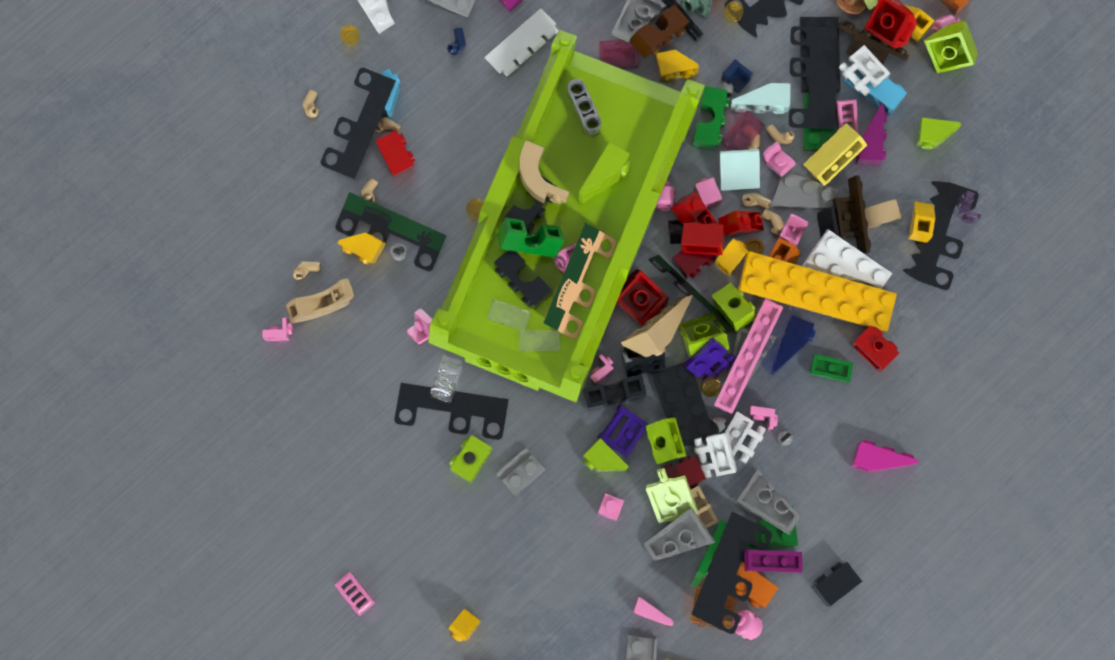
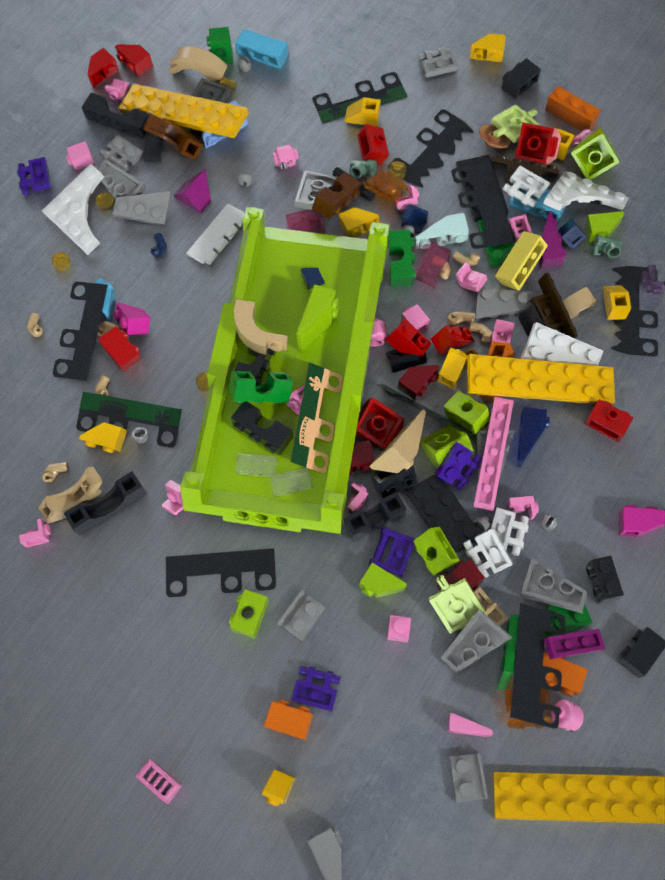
camera: 10 degrees left, 10 degrees down
(339, 322) = (87, 515): none -> black arch
(413, 123) = (132, 319): none -> dark pink slope
(446, 379) = (209, 541): clear brick -> none
(486, 567) = (288, 719): none -> orange brick
(515, 549) = (316, 695): none -> dark purple plate
(584, 98) = (283, 260): light grey beam -> none
(610, 124) = (312, 276): none -> dark blue slope
(616, 329) = (362, 457): none -> dark red slope
(703, 238) = (422, 355): red brick -> none
(711, 386) = (465, 490): clear yellow tile -> none
(713, 33) = (382, 187): none -> clear orange plate
(730, 53) = (403, 202): none -> bright pink bracket
(739, 169) = (438, 293): light aqua tile -> none
(821, 507) = (604, 580): none -> black brick
(831, 368) = (573, 448): green plate -> none
(900, 132) = (572, 233): none -> dark blue panel
(924, 85) = (573, 188): none -> white plate
(934, 156) = (606, 246): none -> sand green plate

